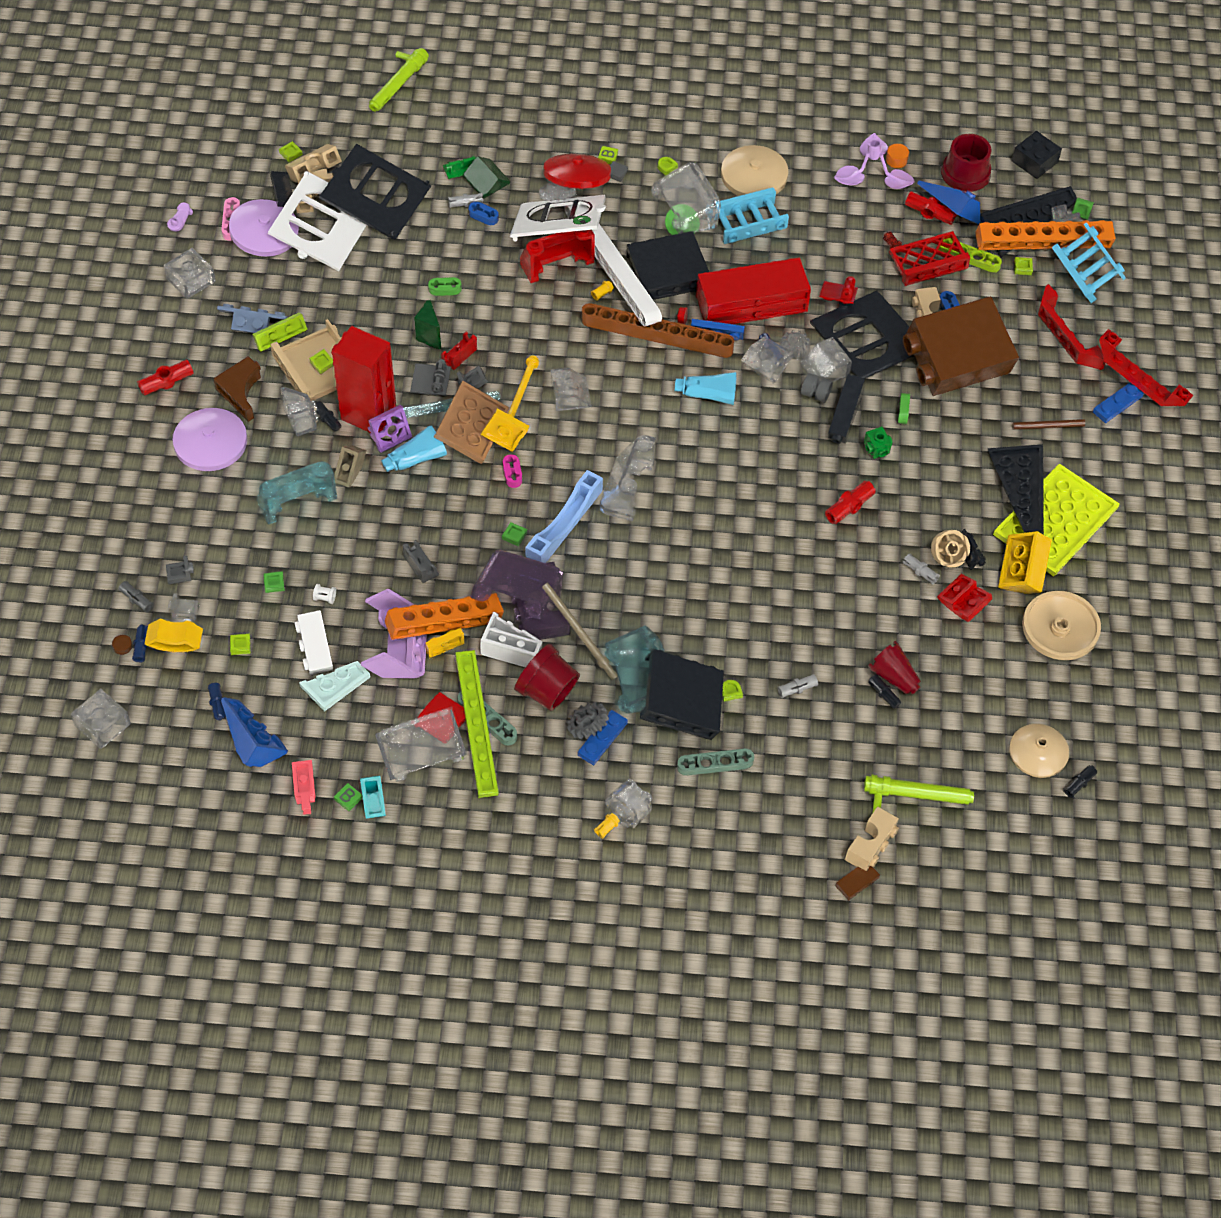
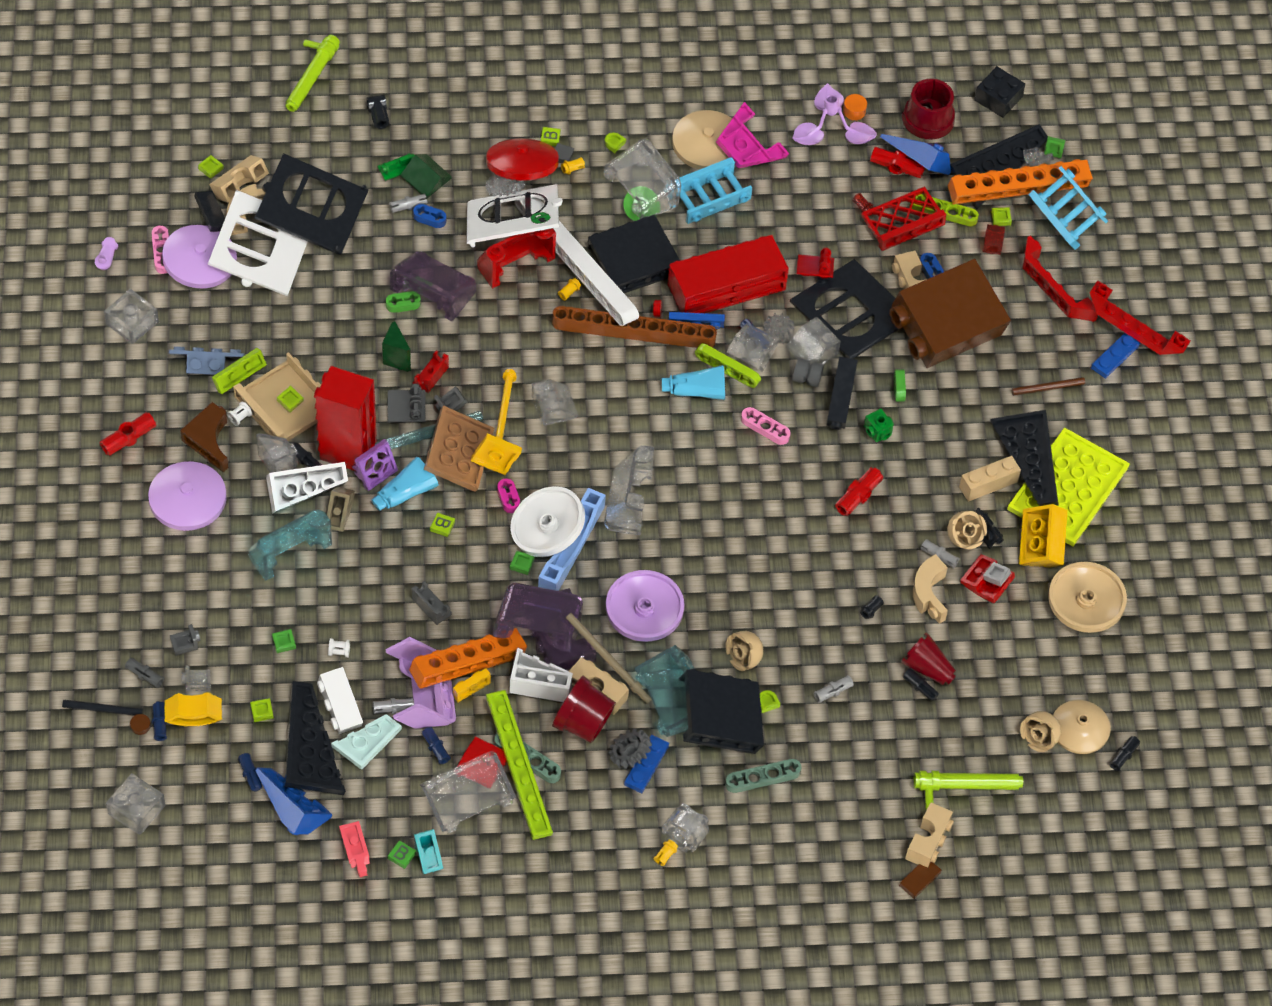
camera: 10 degrees left, 0 degrees up
(89, 625) = (101, 707): none -> black bar
(272, 370) = (239, 413): none -> white bush
(277, 686) = (309, 749): none -> black wing
(315, 439) = (301, 484): none -> white wedge
(362, 653) = (392, 705): none -> light grey pin
(400, 696) = (436, 745): none -> dark blue axle
(444, 491) = (442, 524): none -> lime tile
(452, 114) = (378, 109): none -> black piece
(475, 269) = (434, 281): none -> clear purple windscreen
(544, 497) = (547, 521): none -> white dish
(579, 661) = (615, 690): none -> tan arch
(619, 183) = (570, 166): none -> yellow pin
(624, 586) = (644, 605): none -> lavender dish
(715, 638) = (744, 649): none -> tan cylinder
(744, 375) = (731, 367): none -> lime beam
(765, 425) = (768, 433): none -> bright pink beam
(786, 179) = (743, 146): none -> dark pink wing
(843, 614) = (867, 611): none -> black pin
(905, 588) = (928, 574): none -> tan arch
(974, 593) = (997, 574): none -> light grey plate
(979, 503) = (989, 478): none -> tan brick
(998, 749) = (1041, 731): none -> tan cylinder
(1013, 285) = (993, 239): none -> clear red brick

